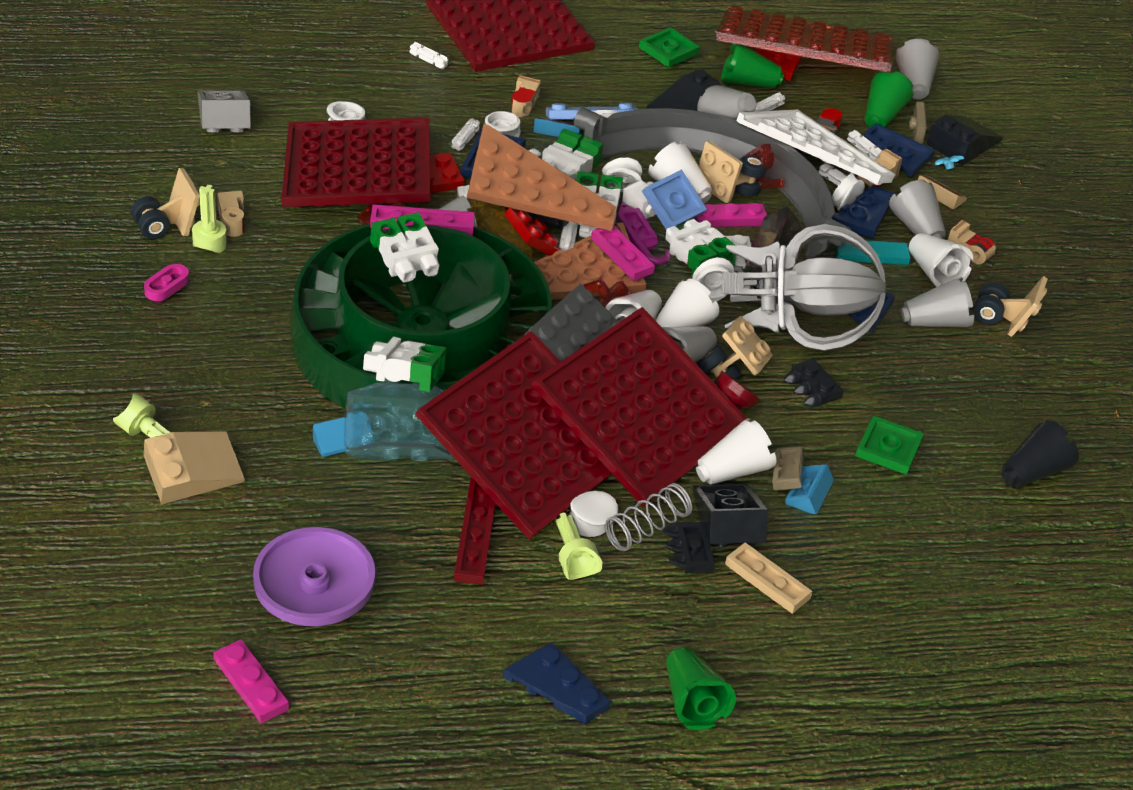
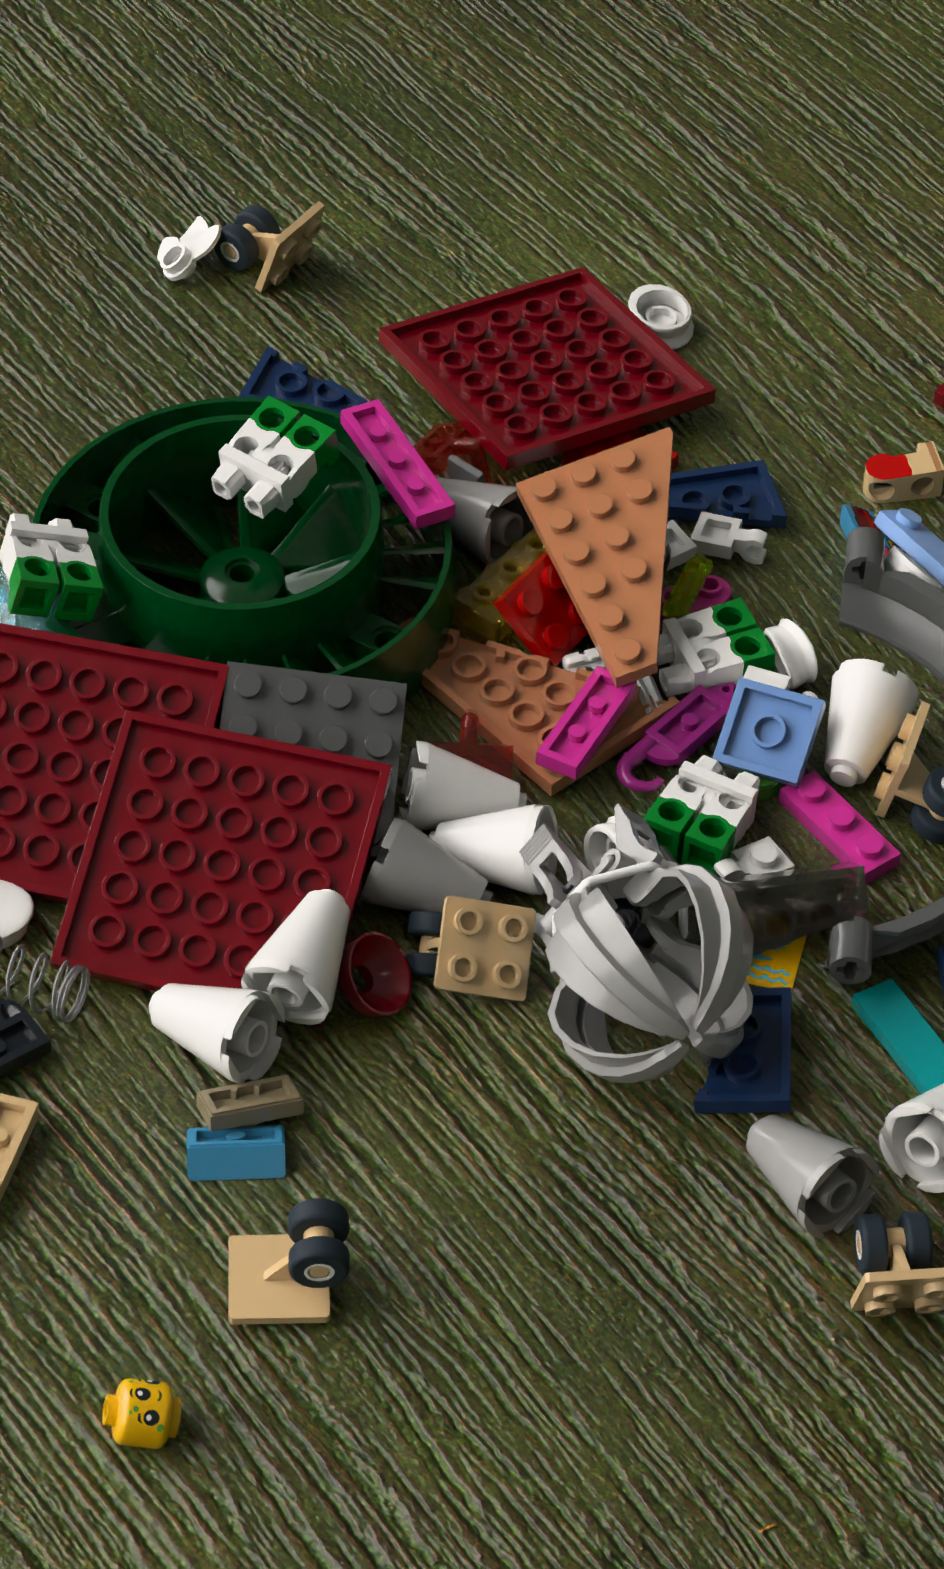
camera: 65 degrees right, 5 degrees up
(134, 239) = (180, 255): none -> white plate
(166, 282) = (134, 313): dark pink plate -> none
(209, 232) = (262, 295): yellowish green piece -> none
(224, 110) = (552, 195): light grey slope -> none
(232, 212) = (330, 303): tan leg -> none
(288, 255) = (293, 383): none -> dark blue wing
(429, 55) = (909, 336): white axle -> none
(465, 134) = (747, 451): white axle -> none
(504, 122) = (804, 481): white piece -> none
(573, 153) = (790, 583): hips -> none
(730, 396) = (303, 958): none -> white cone
(731, 514) = (94, 1063): black slope -> none
(815, 382) = (495, 1078): black plate -> none
(889, 445) = (406, 1215): green plate -> none
(902, 501) = (290, 1273): none -> tan plate
(969, 582) = (142, 1413): none -> yellow head
(1040, 455) = (512, 1421): black cone -> none

